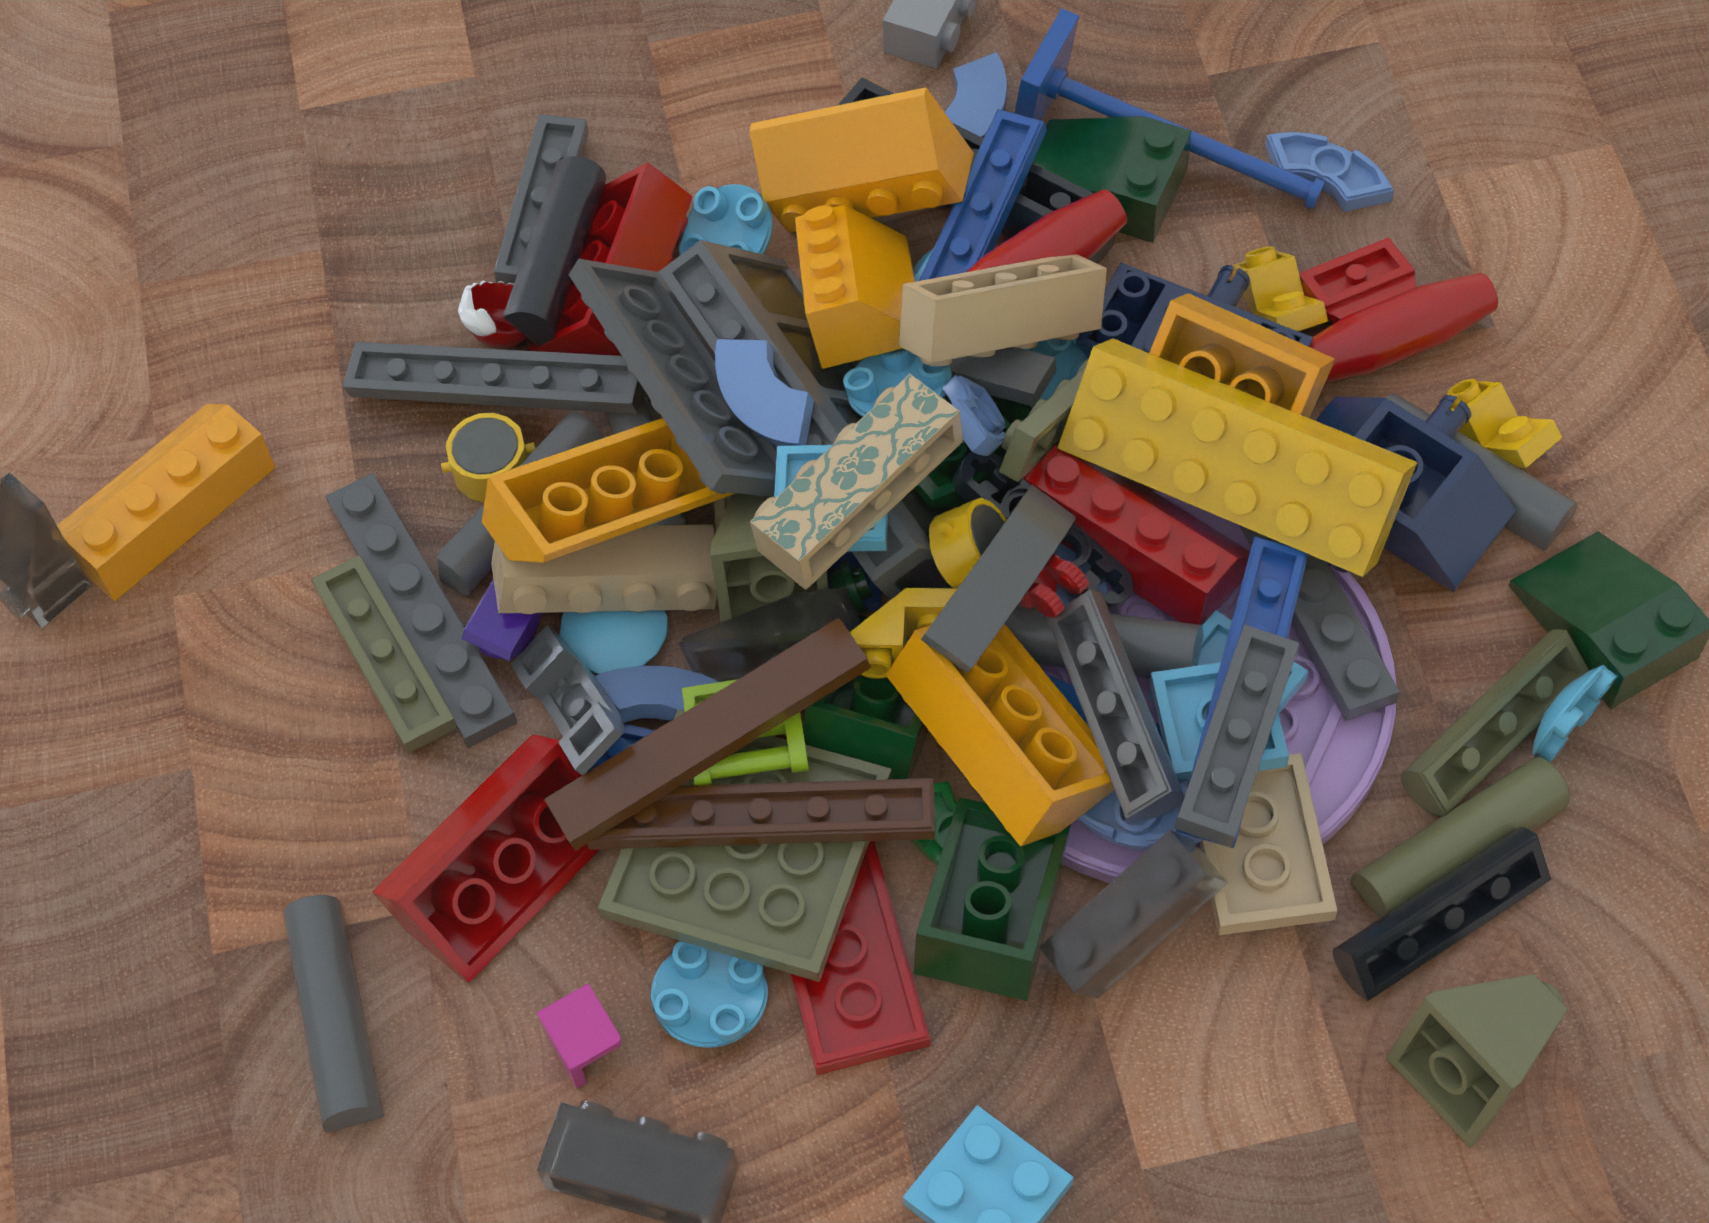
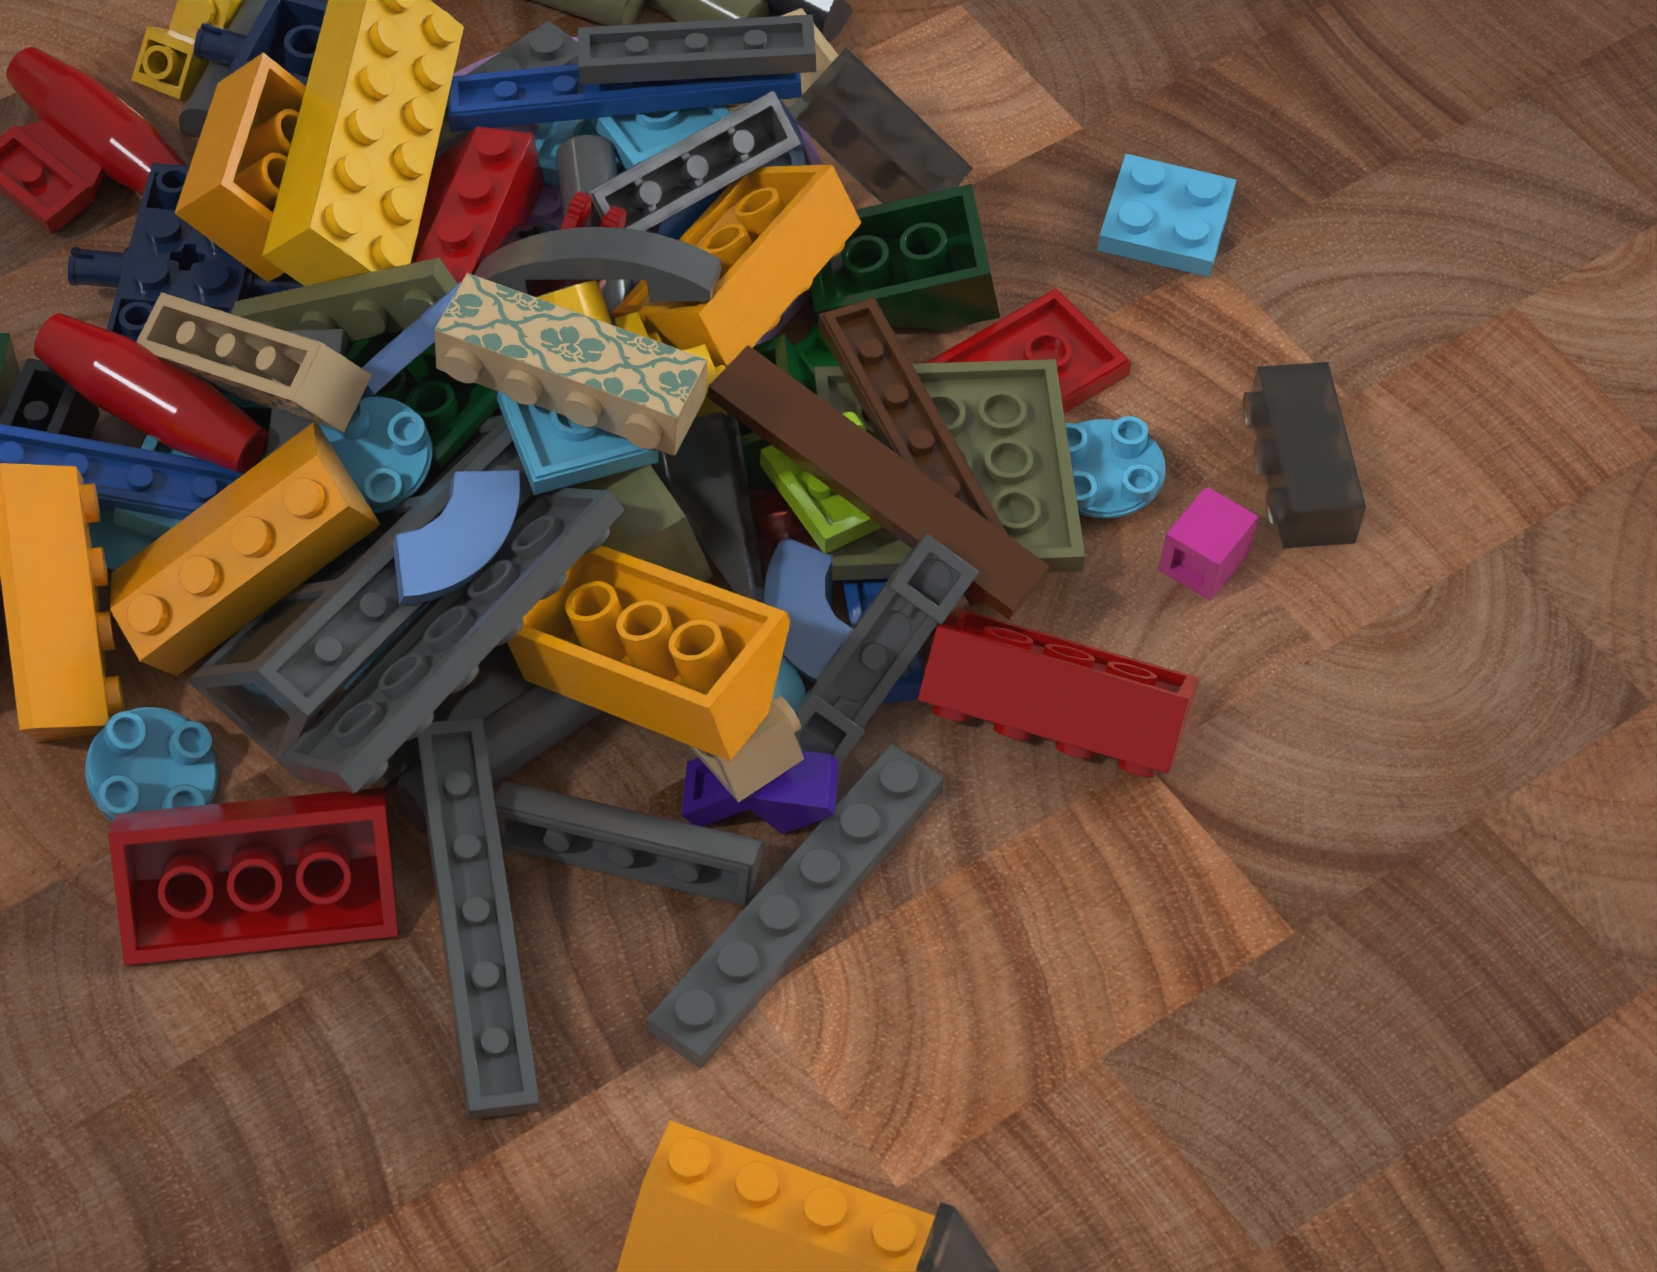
camera: 120 degrees left, 5 degrees down
(332, 1012) = (1301, 777): dark grey brick -> none
(384, 654) = (877, 903): olive plate -> none
(483, 312) = (367, 966): red hair -> none
(483, 448) = (576, 899): piece -> none
(552, 141) = (160, 999): dark grey plate -> none
(555, 248) = (251, 919): black brick -> none
(1278, 291) = (97, 222): yellow slope -> none

